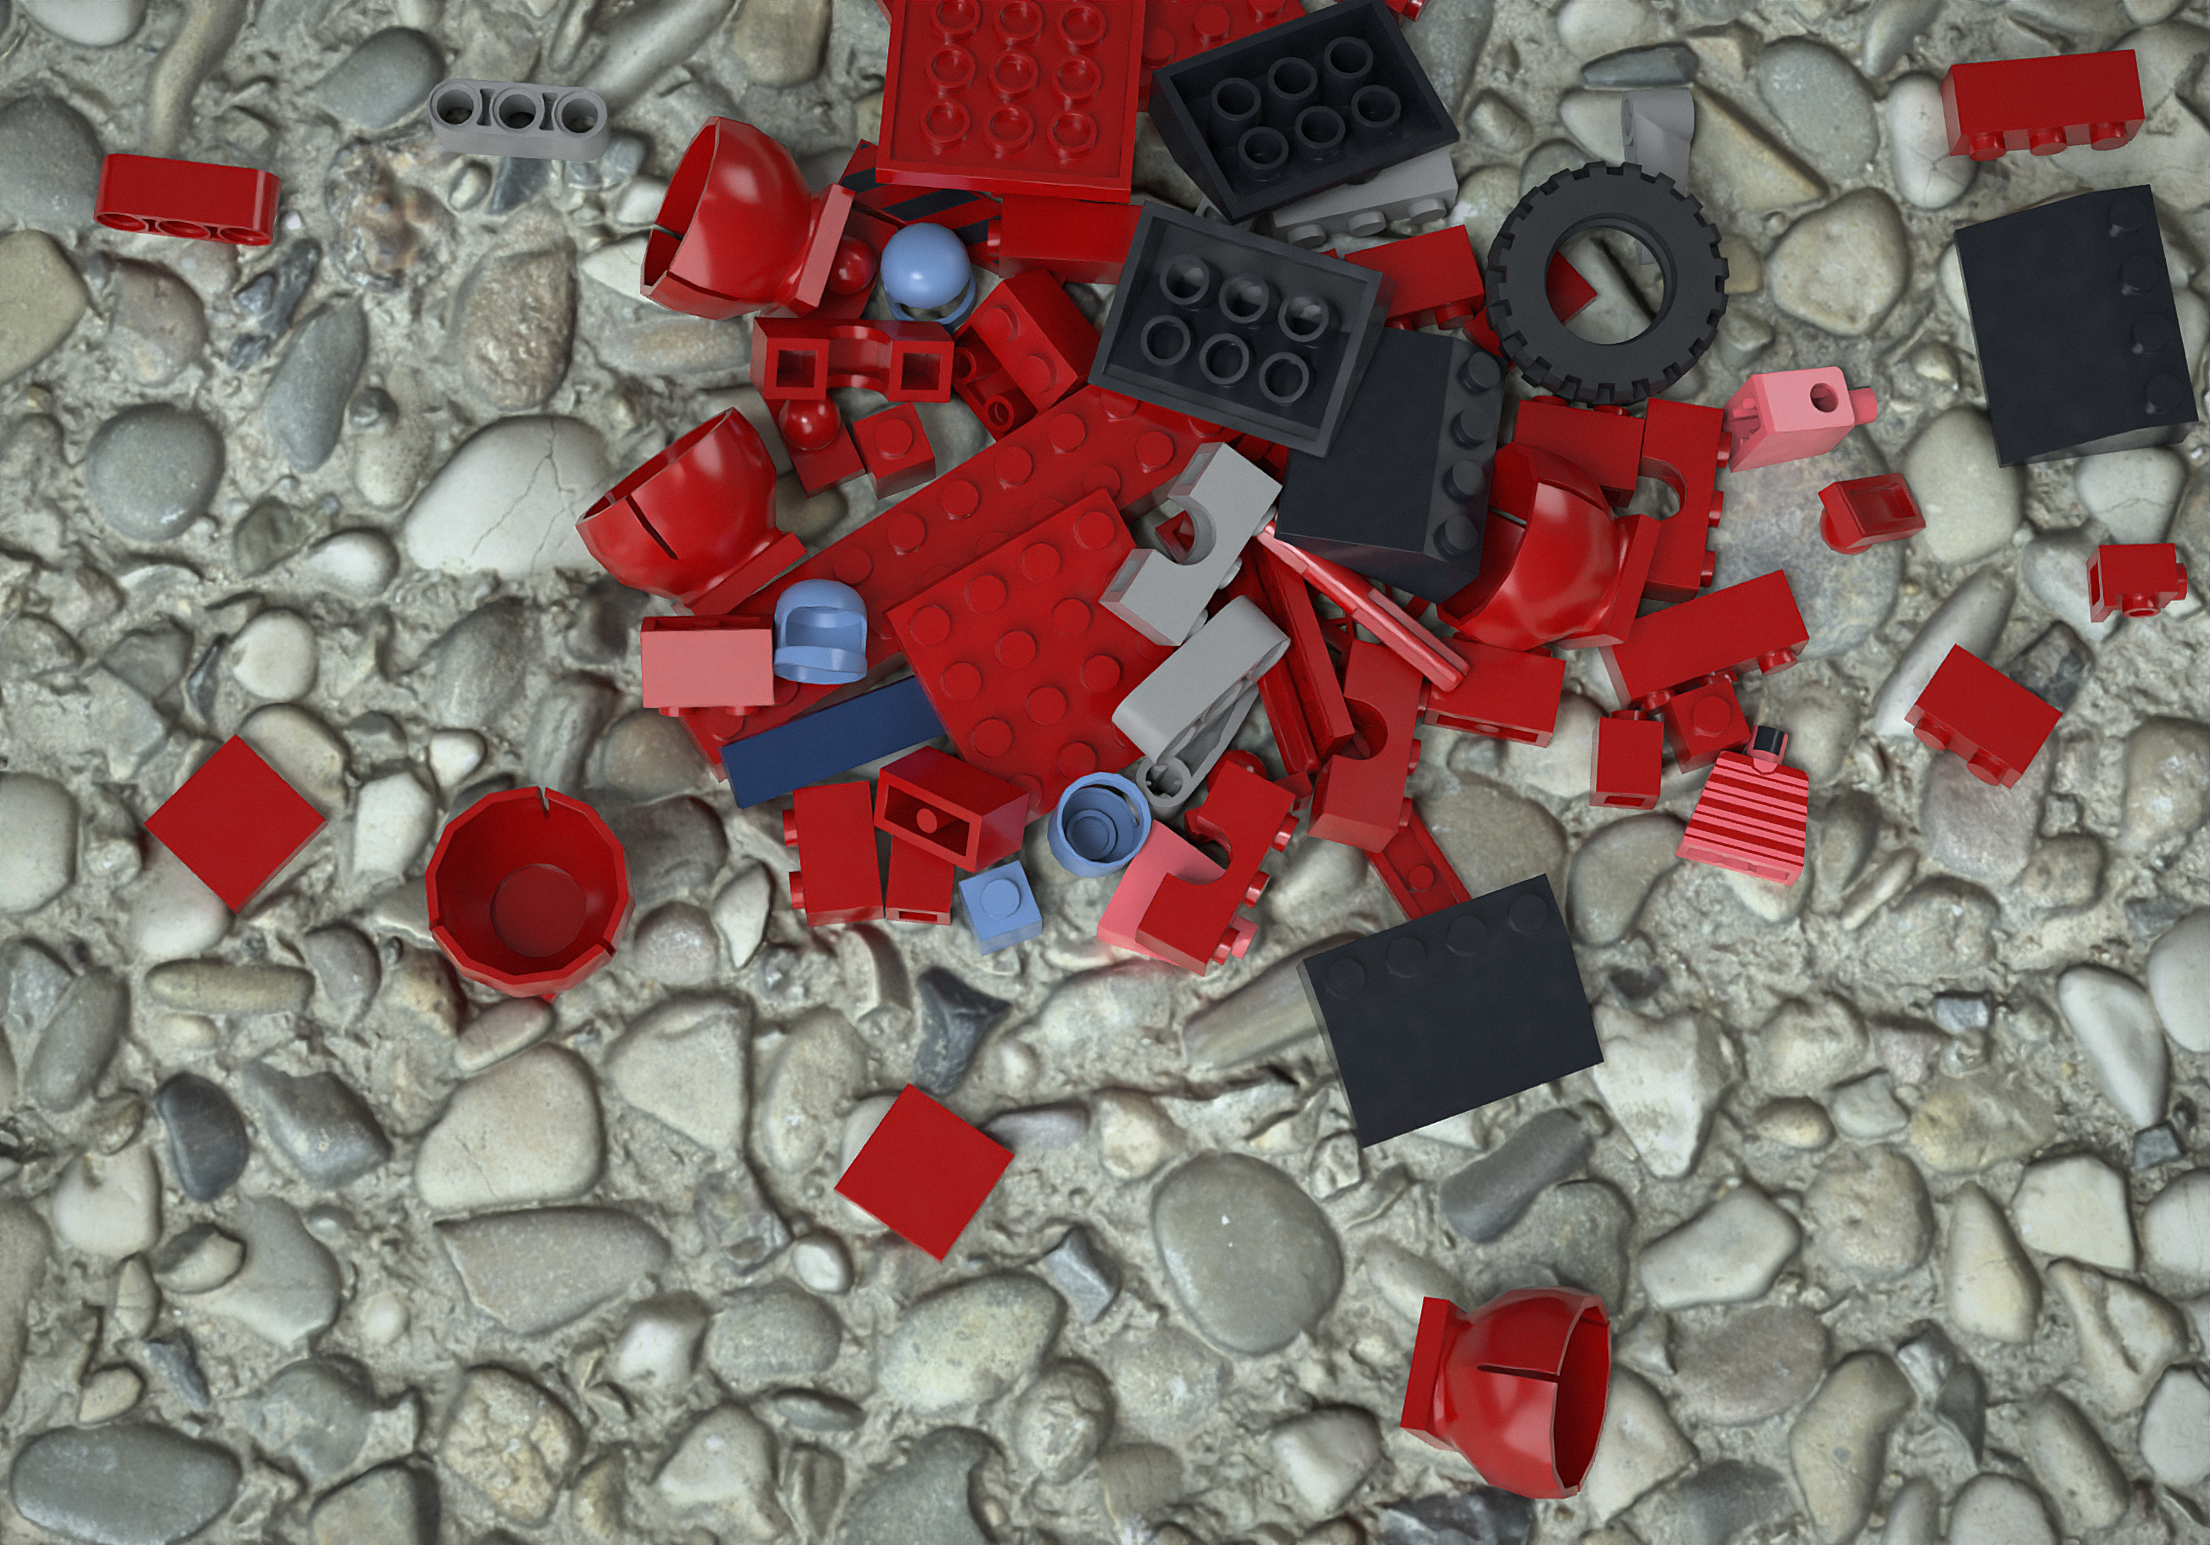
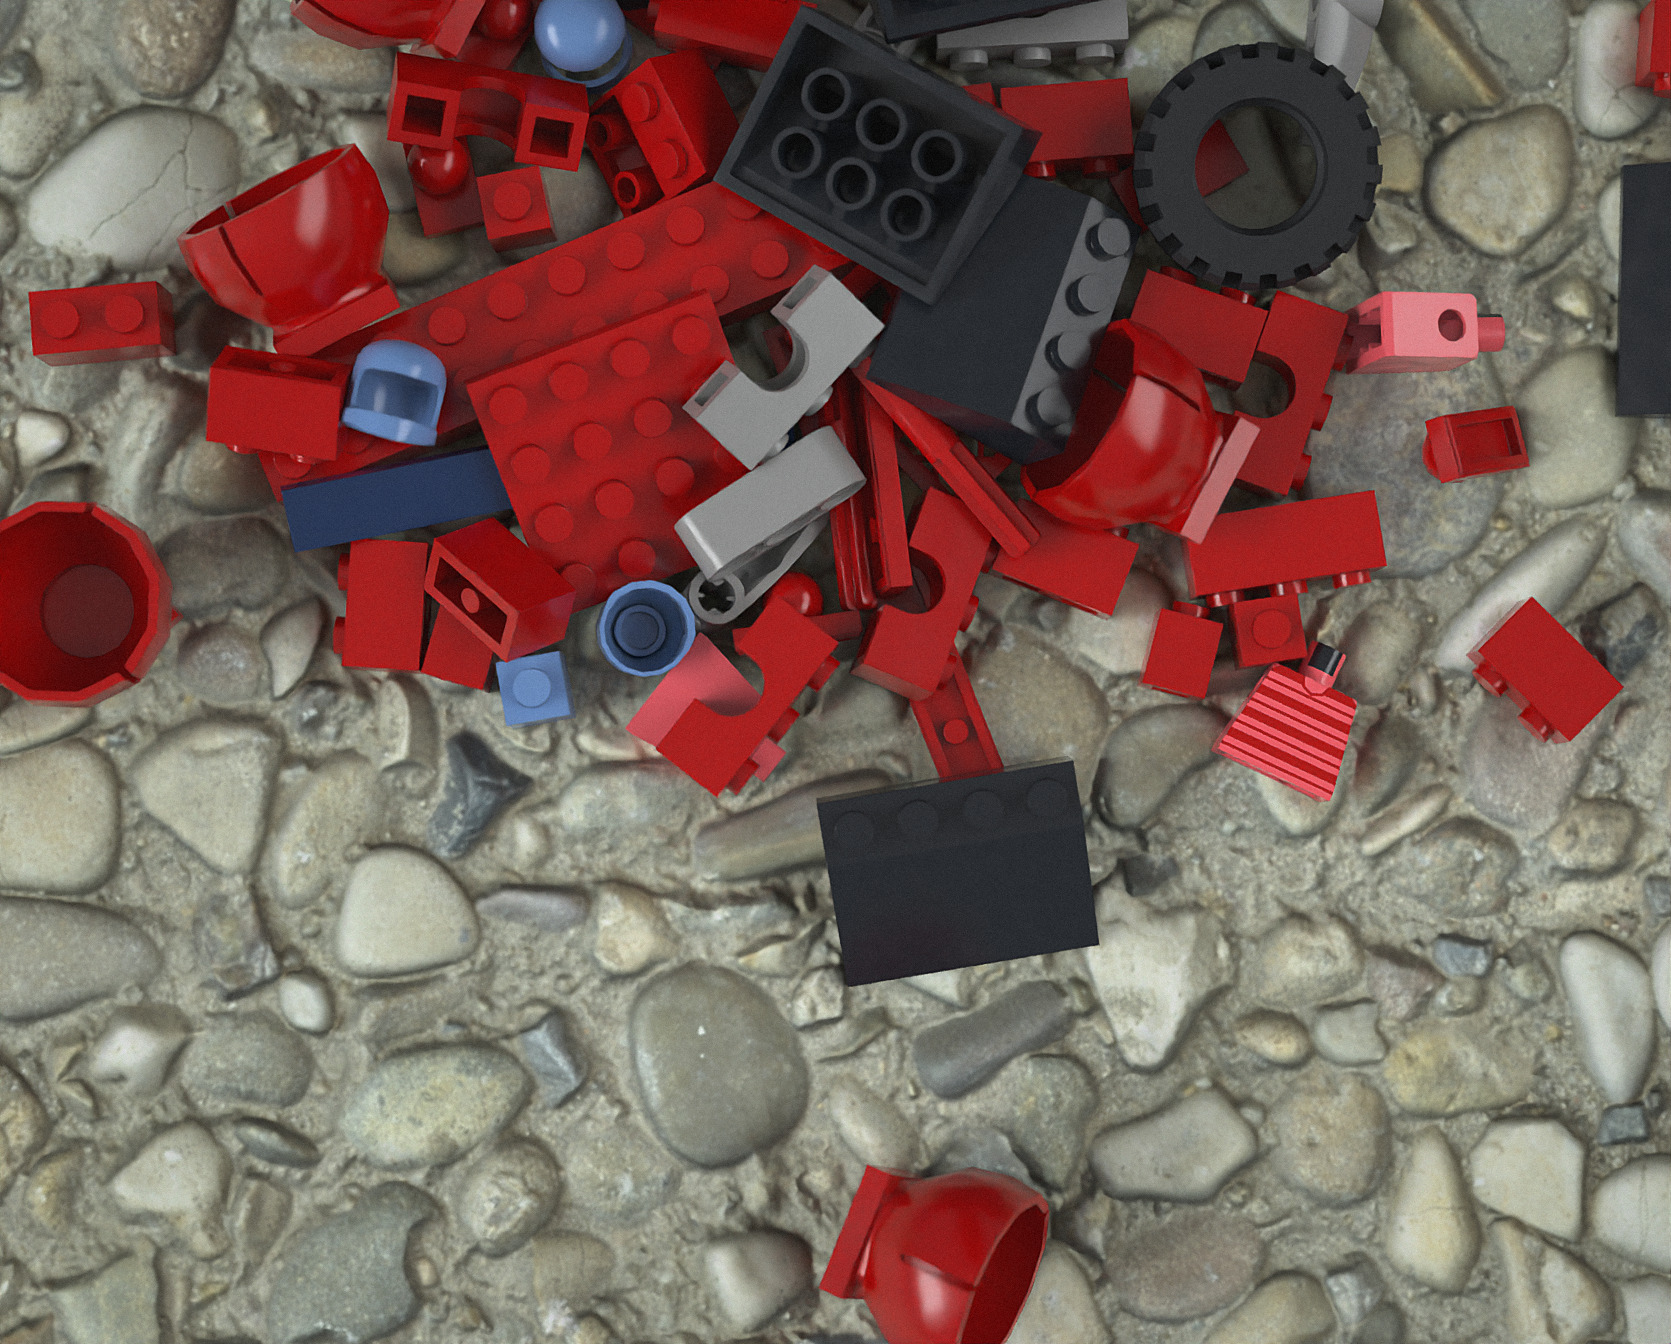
camera: 20 degrees right, 10 degrees up
(505, 629) = (102, 323): none -> red brick
(924, 1173) = (417, 935): red tile -> none

